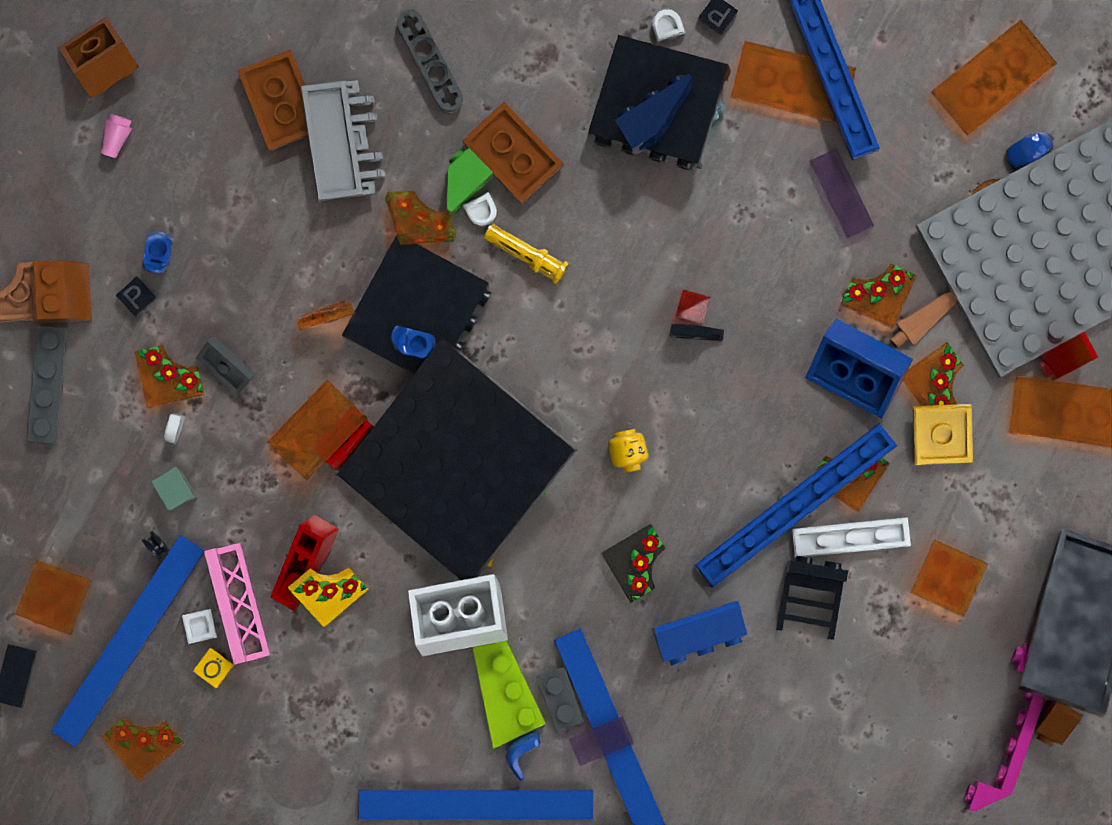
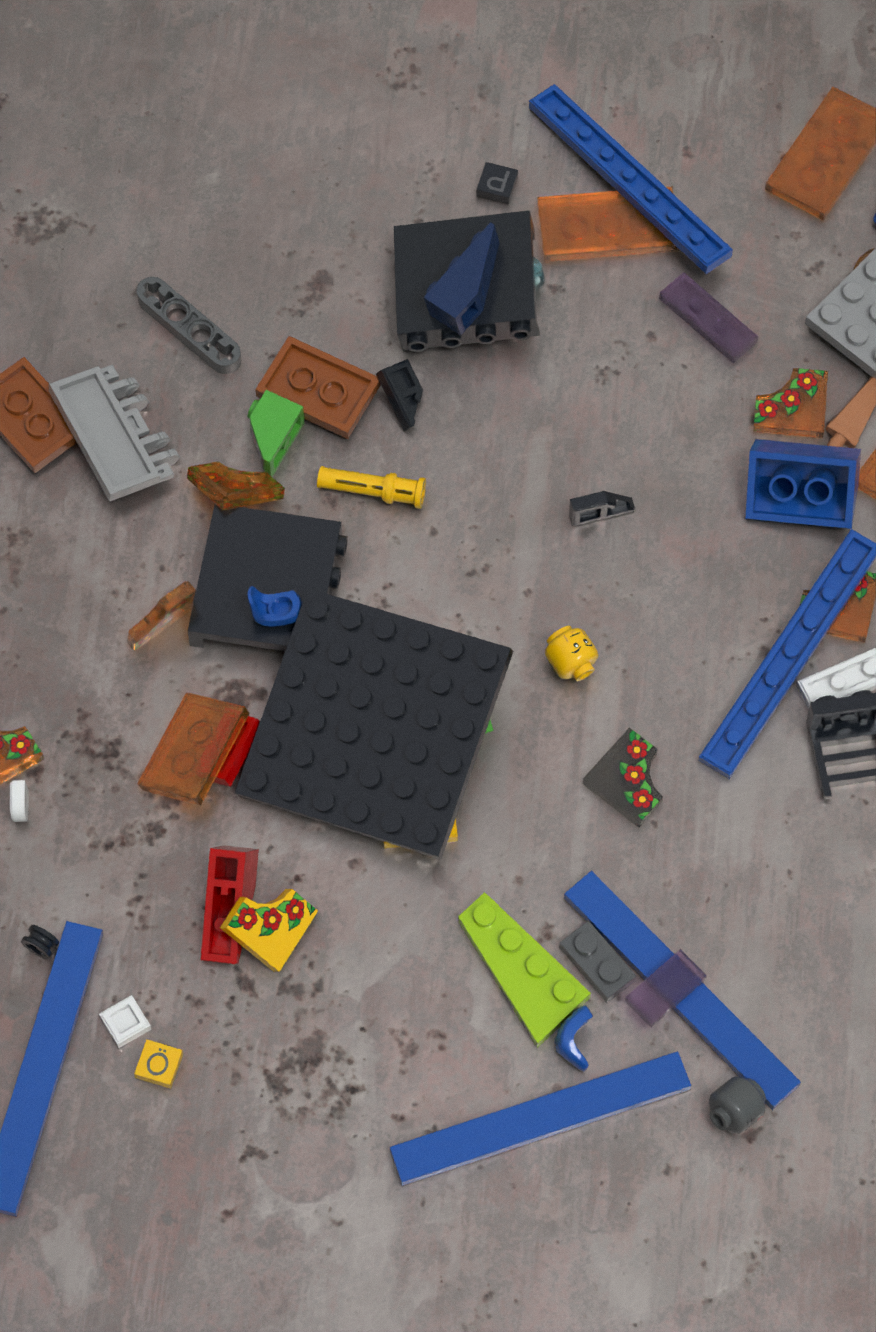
camera: 15 degrees left, 20 degrees down
(141, 746) = (100, 1187): clear orange tile -> none
(173, 488) = (41, 866): sand green panel -> none
(225, 366) = (59, 714): dark grey plate -> none
(226, 607) = (151, 981): bright pink fence -> none
(458, 615) = (439, 893): white brick -> none
(481, 210) = (303, 459): white tile -> none
(577, 179) = (402, 391): none -> black tile
(667, 25) = (445, 207): white tile -> none
(692, 307) = (585, 481): clear red slope -> none
(700, 633) = (735, 821): blue slope -> none

